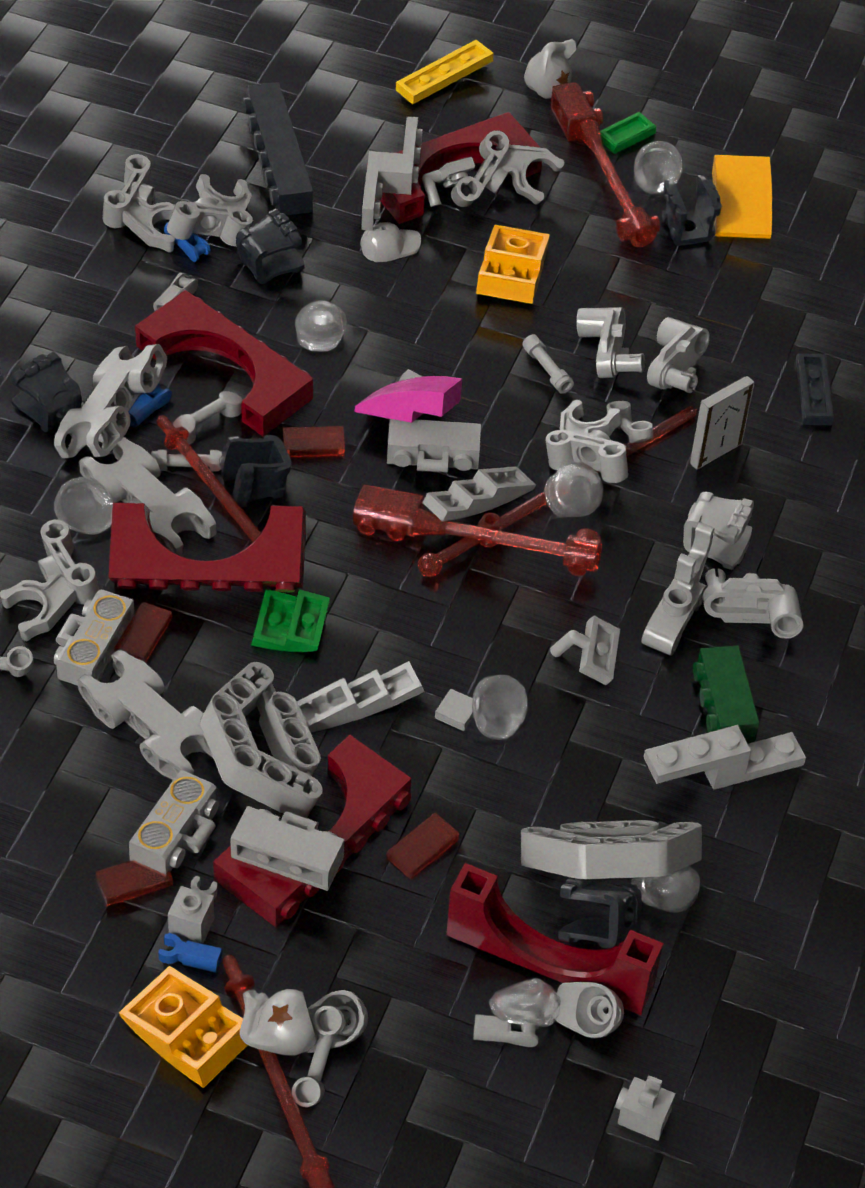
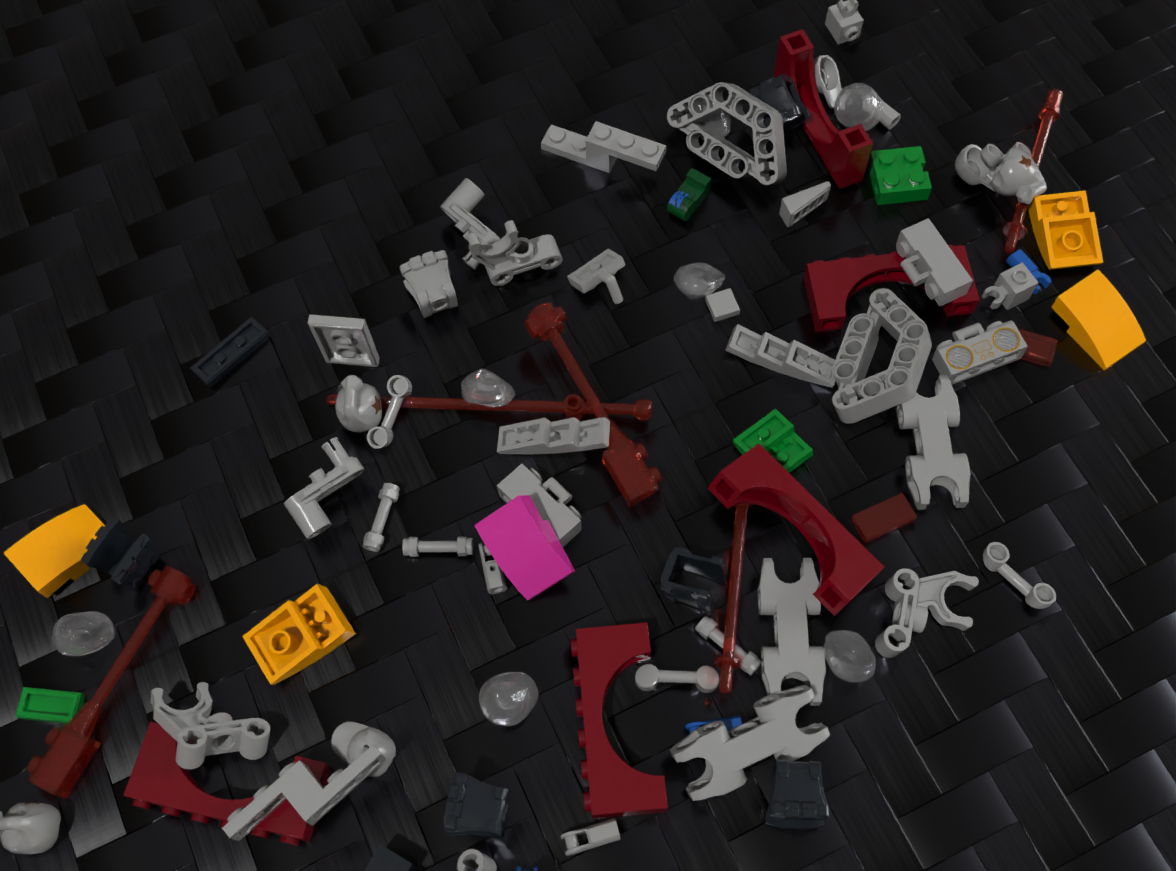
camera: 130 degrees left, 15 degrees up
(79, 945) = (1099, 320): none -> light orange slope
(97, 635) = (919, 533): light grey piece -> none
(314, 441) = (617, 588): clear red tile -> none
(418, 959) = (899, 175): none -> green piece
(422, 845) = (827, 238): clear red tile -> none
(447, 176) = (246, 765): light grey plate -> none
(482, 843) = (801, 203): none -> light grey slope
(499, 364) = (463, 546): none -> light grey bar
(588, 443) = (445, 416): light grey piece -> none
(595, 782) = (689, 195): none -> dark green leg
(656, 400) = (358, 405): none -> light grey piece
(681, 350) = (269, 442): light grey piece -> none
(726, 691) = (553, 187): dark green brick -> none

